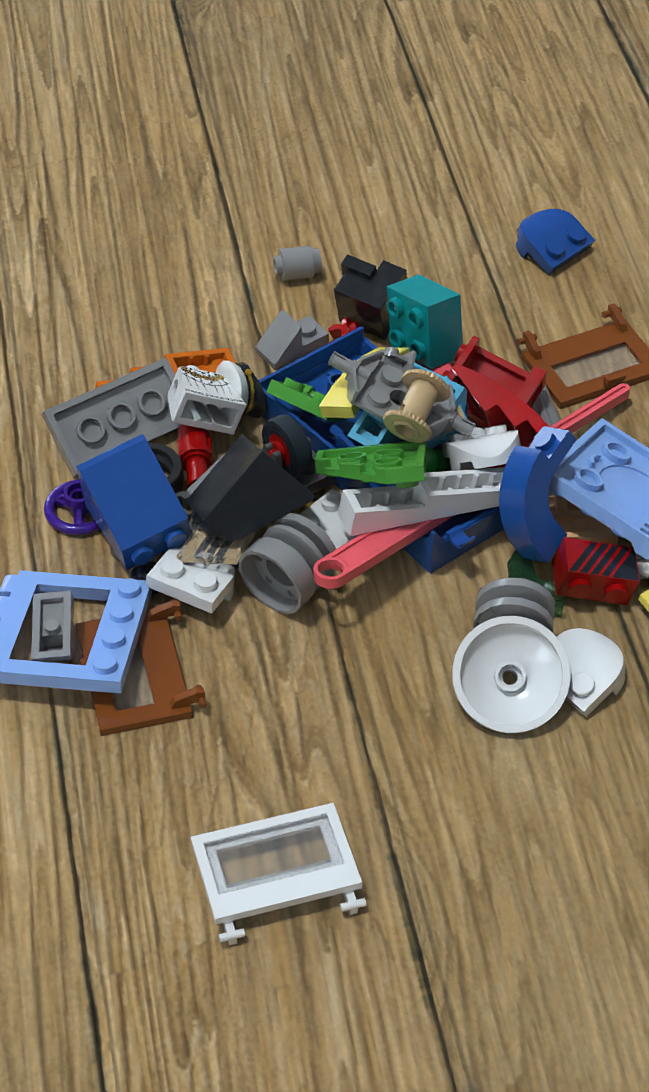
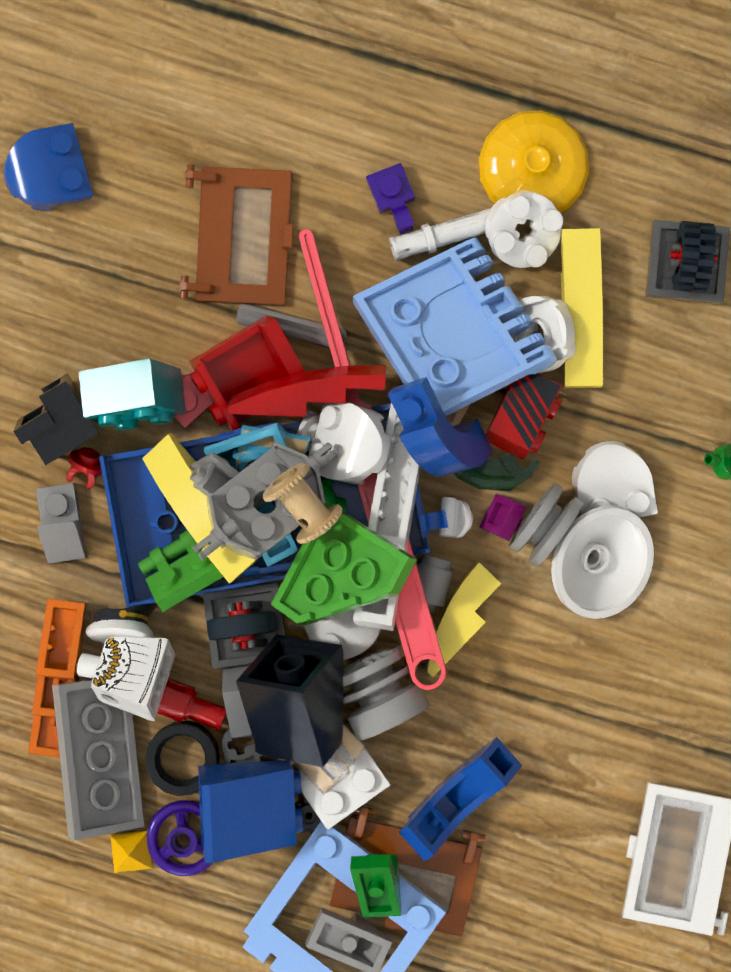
camera: 65 degrees left, 40 degrees up
(46, 478) = (130, 851): none -> yellow slope
(117, 612) = (377, 884): none -> green slope
(233, 670) = (458, 796): none -> blue arch
(388, 605) = (459, 617): none -> light yellow slope
(405, 574) = (435, 579): none -> light grey brick
(471, 567) = (458, 517): none -> white plate

